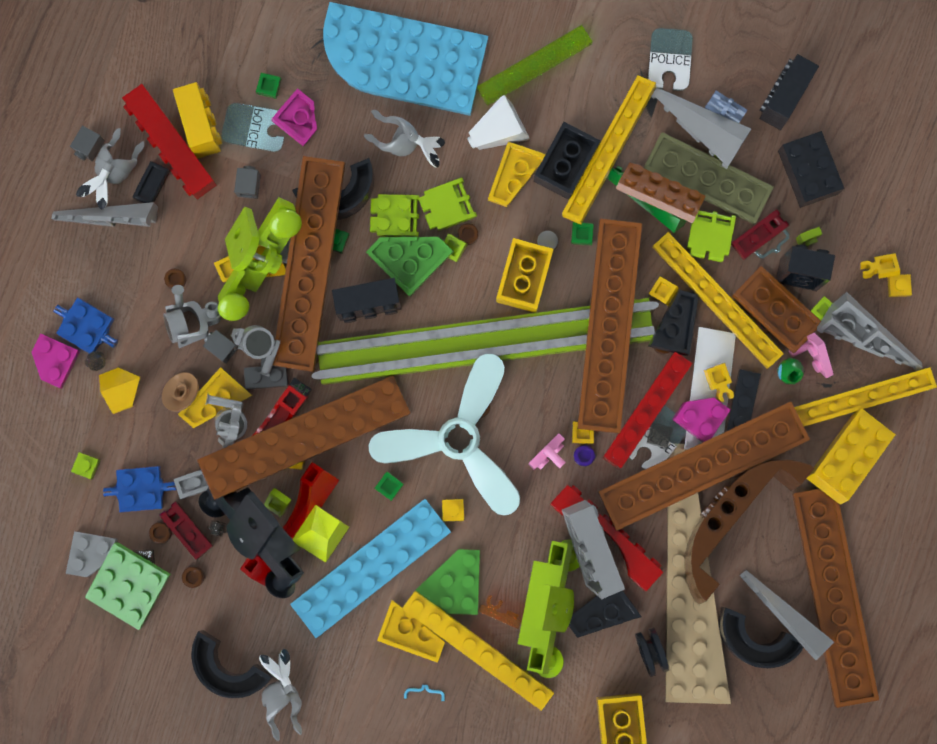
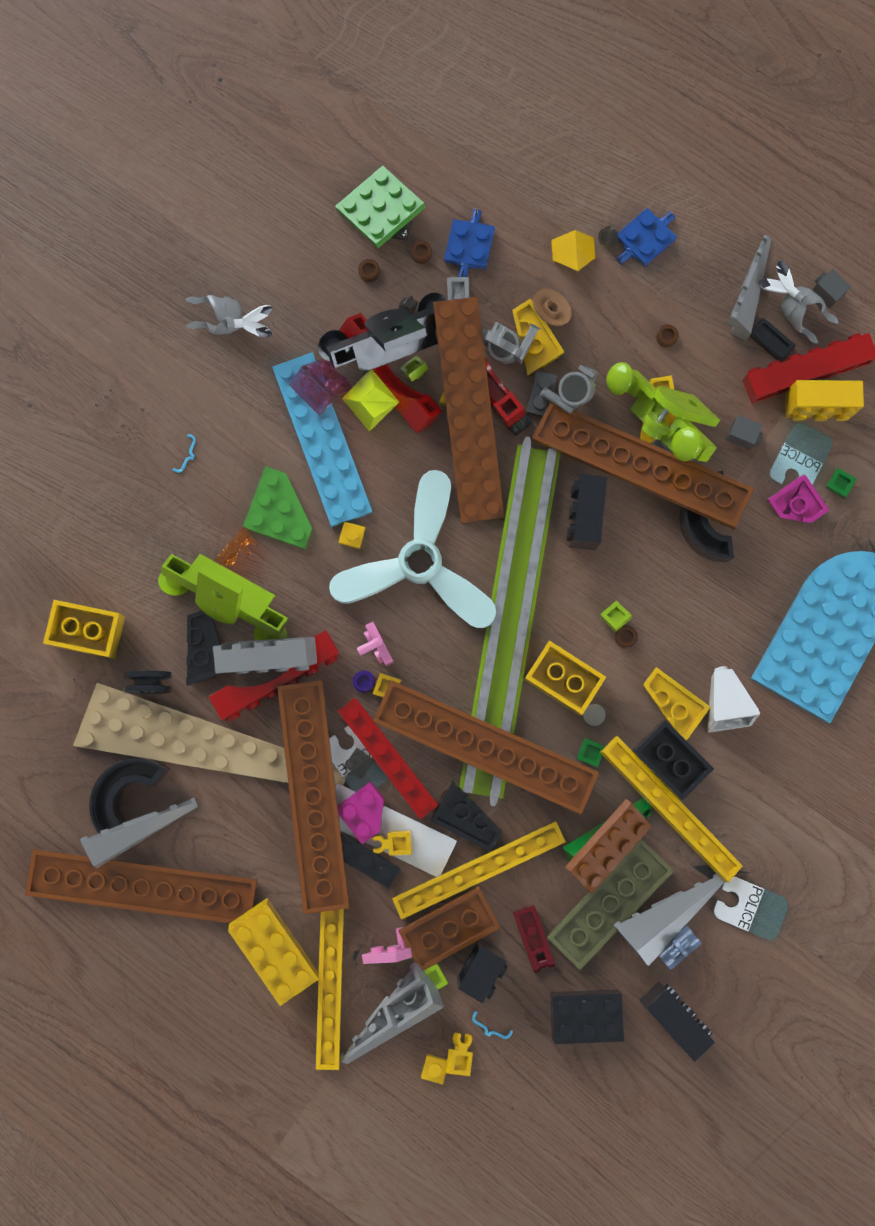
camera: 100 degrees right, 0 degrees up
(53, 360) = (621, 199): dark pink plate -> none
(85, 466) = (508, 201): lime plate -> none
(88, 553) = (423, 180): light grey plate -> none
(176, 323) = (620, 322): light grey piece -> none
(186, 531) = (415, 276): dark red plate -> none
(217, 678) = (264, 263): black brick -> none
(220, 346) = (586, 355): dark grey brick -> none
(321, 584) = (319, 384): none -> clear pink bracket
(340, 241) = (658, 505): green plate -> none
(389, 486) = (395, 480): green plate -> none
(394, 215) = (667, 568): lime plate -> none
(406, 140) = (741, 603): light grey hair -> none
(409, 634) = (245, 455): yellow wing -> none
(410, 259) = (617, 569): bright green plate -> none
(446, 205) = (662, 624): lime plate -> none
(478, 650) = (208, 515): yellow plate -> none
(534, 65) = (785, 762): clear neon green plate -> none
(663, 290) = (505, 817): yellow plate -> none
(704, 539) = (278, 836): reddish brown slope -> none
(711, 236) = (548, 886): lime plate -> none
(774, 250) = (514, 953): clear light blue piece -> none
(790, 371) = (381, 920): green piece -> none
(809, 237) = (514, 989): lime plate -> none
(851, 246) = (486, 1029): none -> medium azure piece

